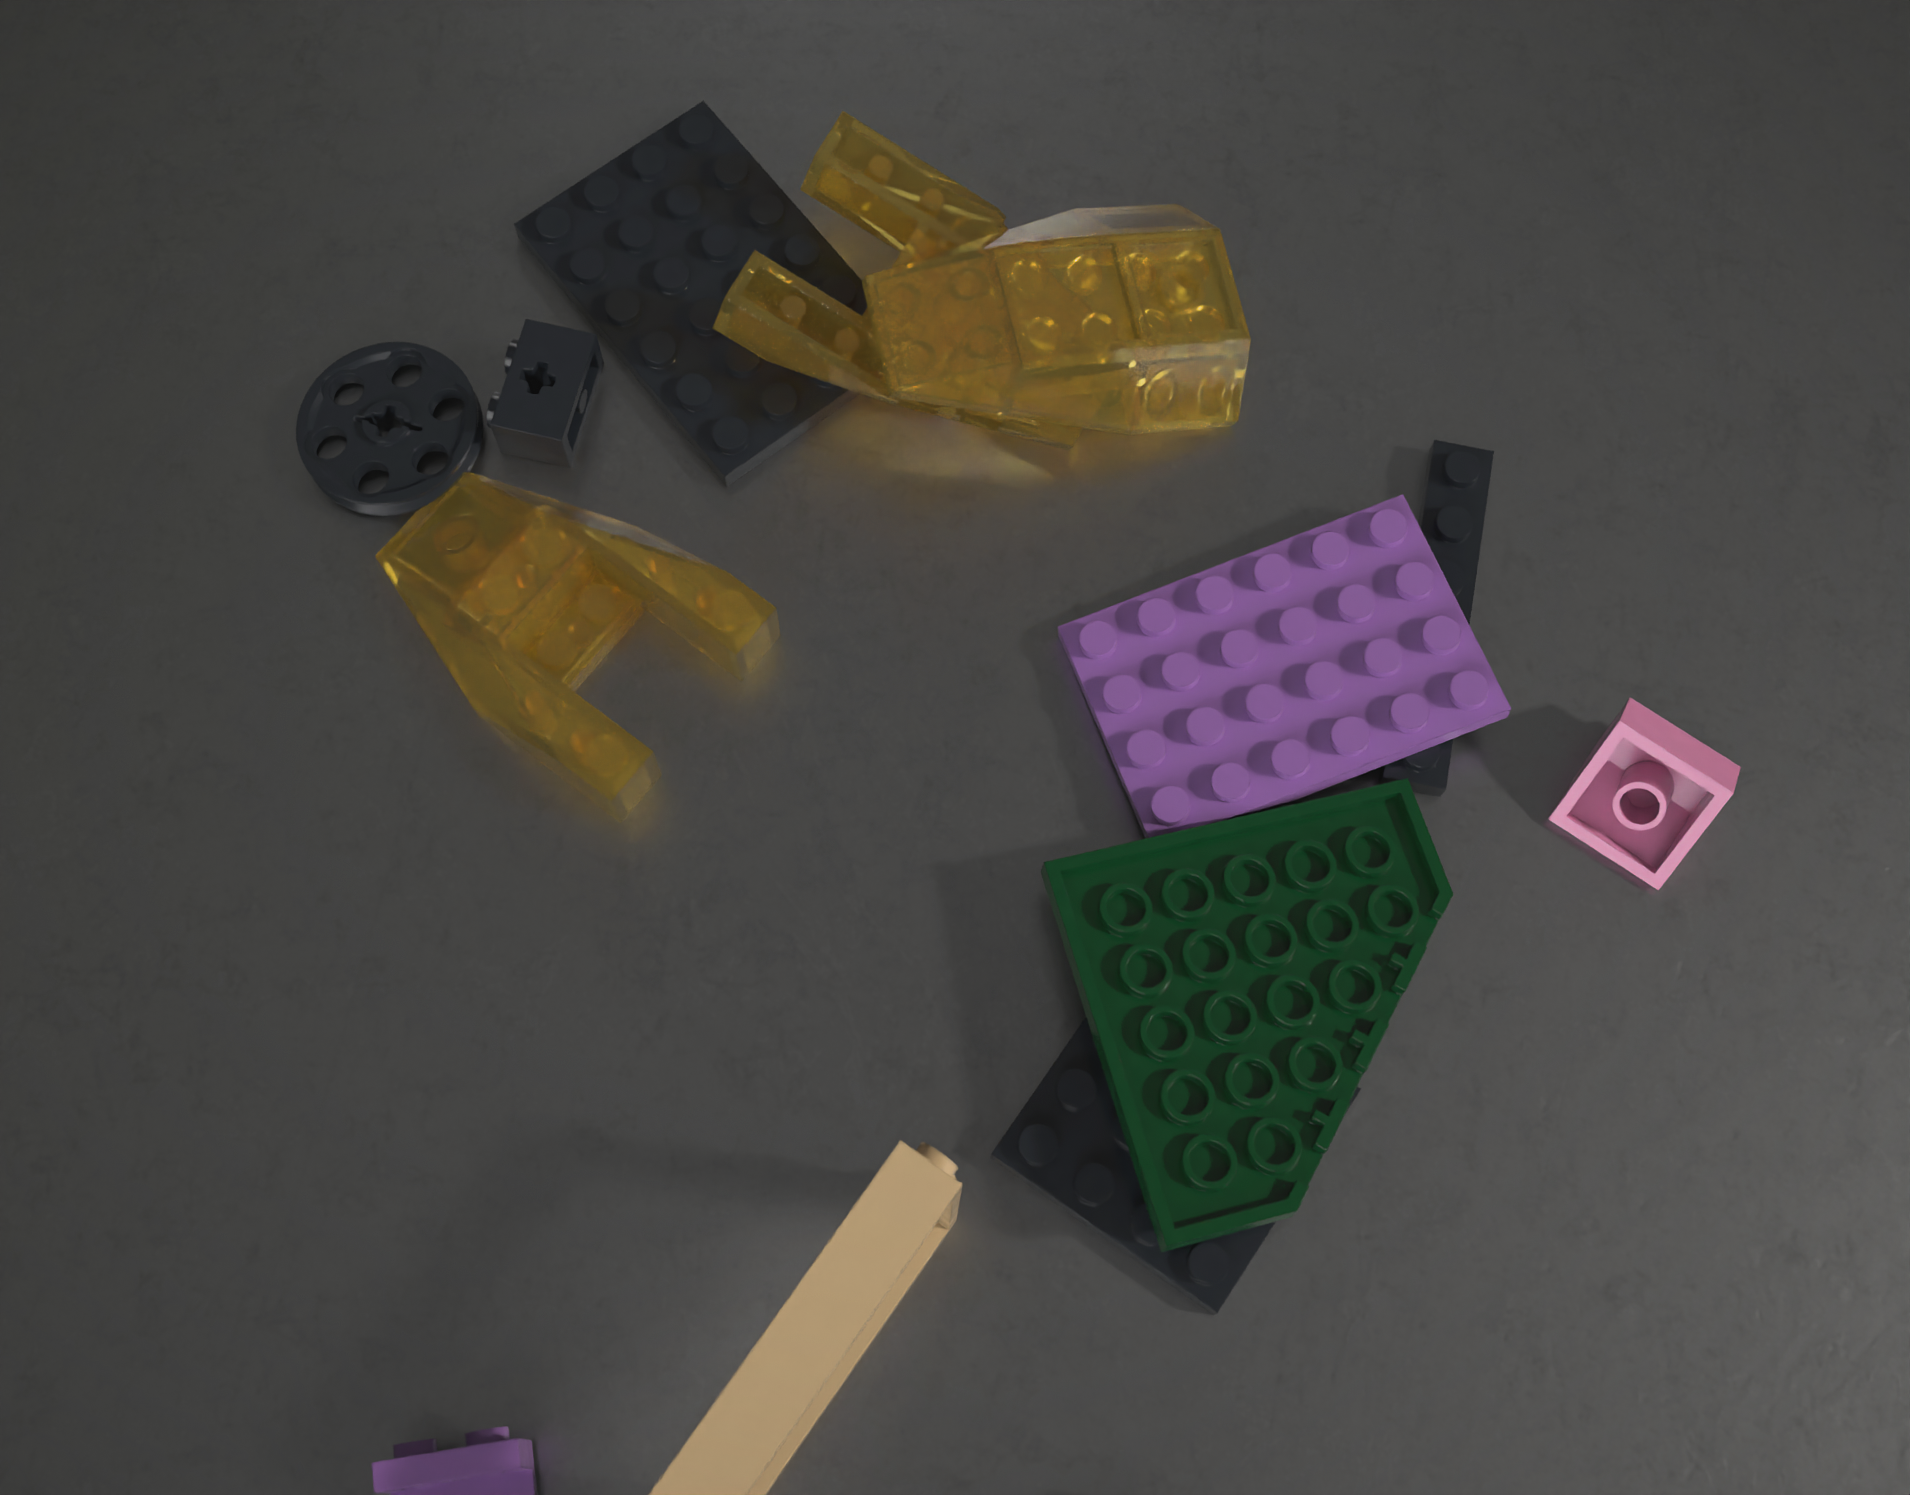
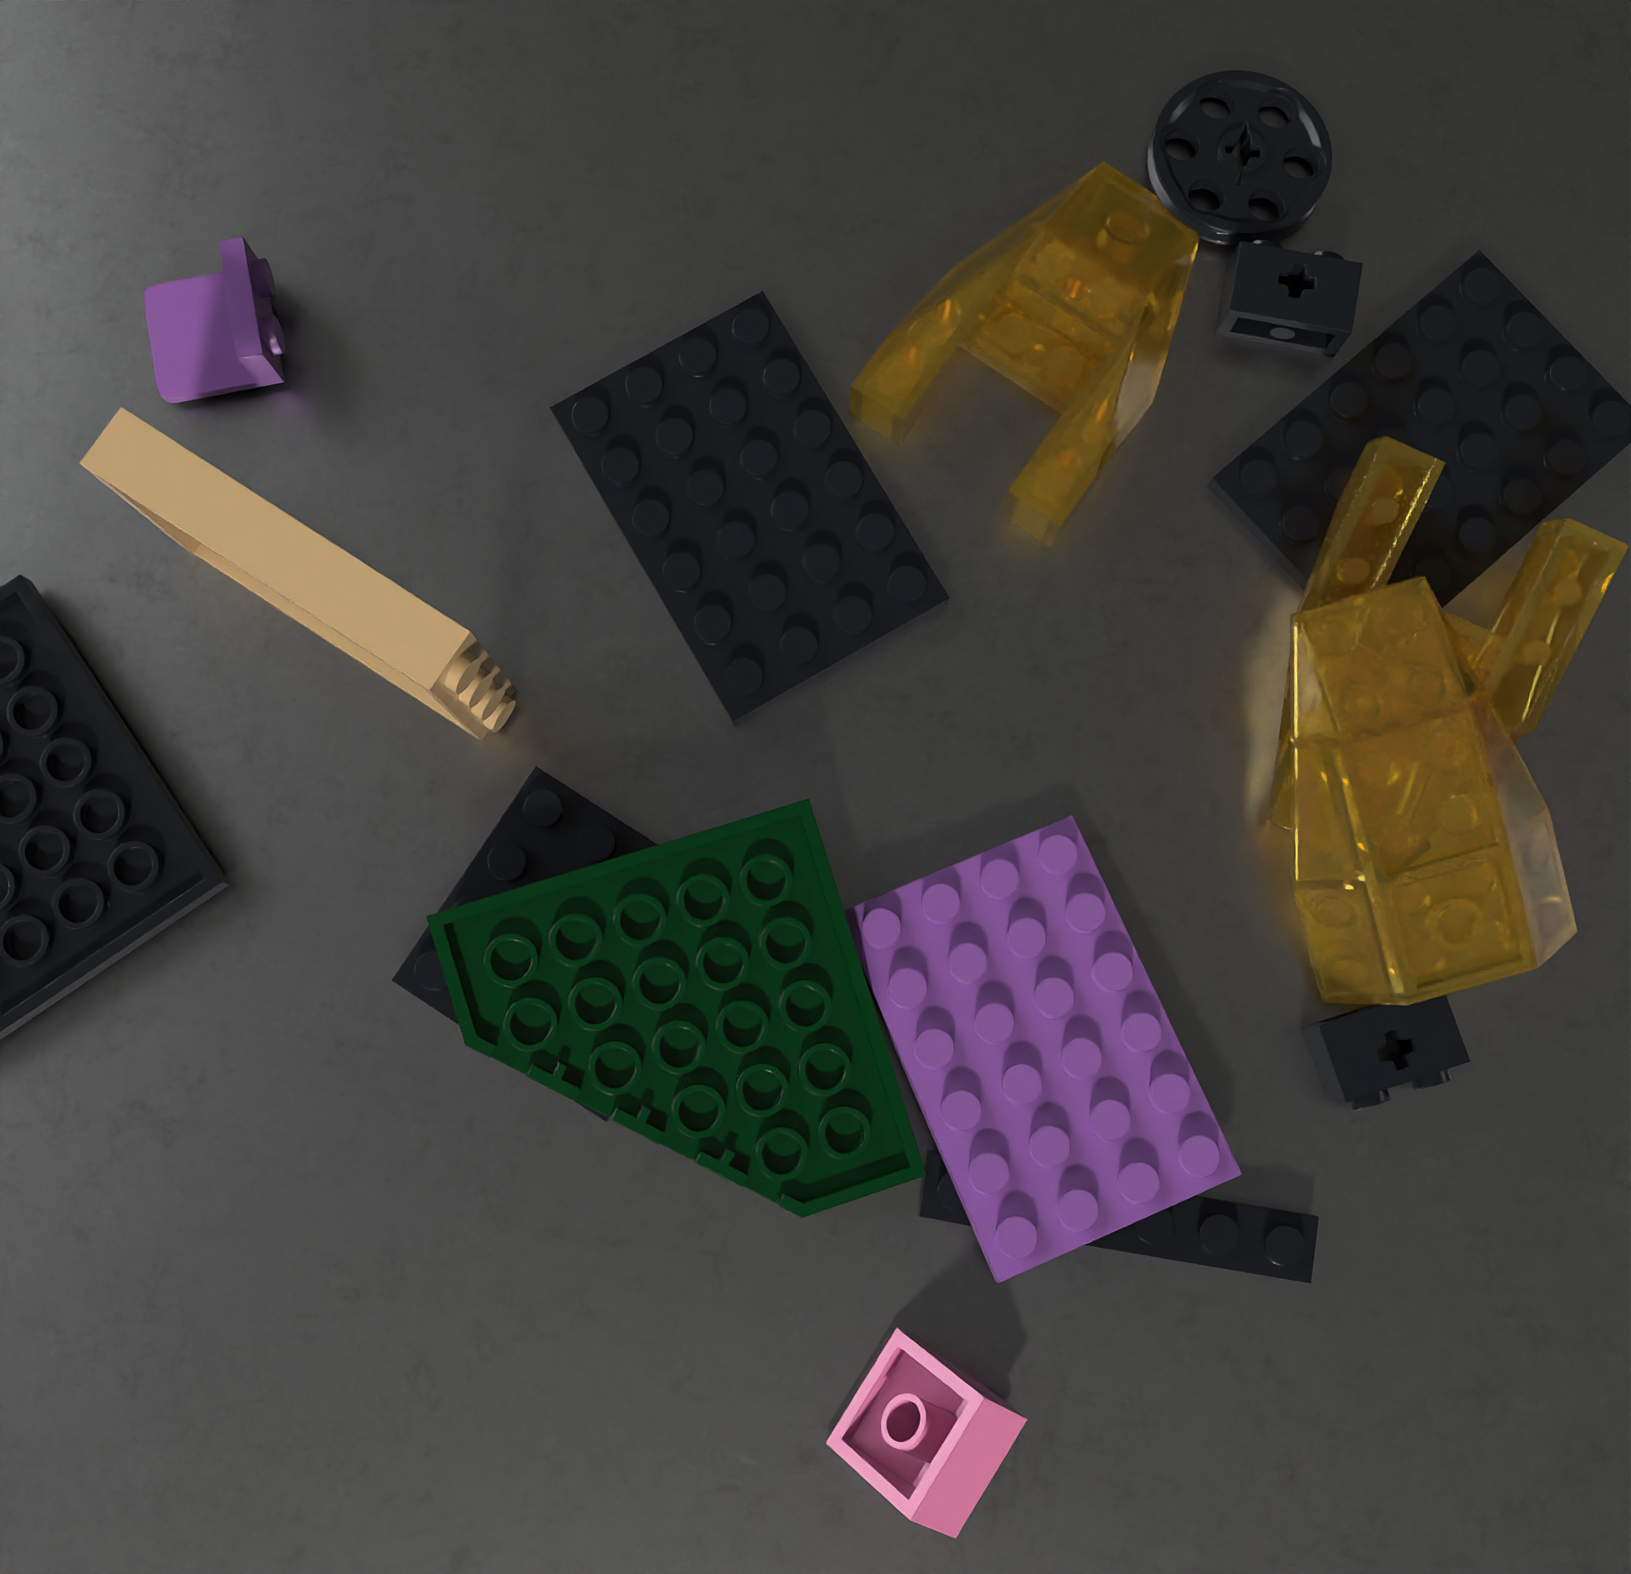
camera: 90 degrees right, 10 degrees up
(715, 930) = (749, 507): none -> black plate
(1285, 378) = (1348, 1058): none -> black brick

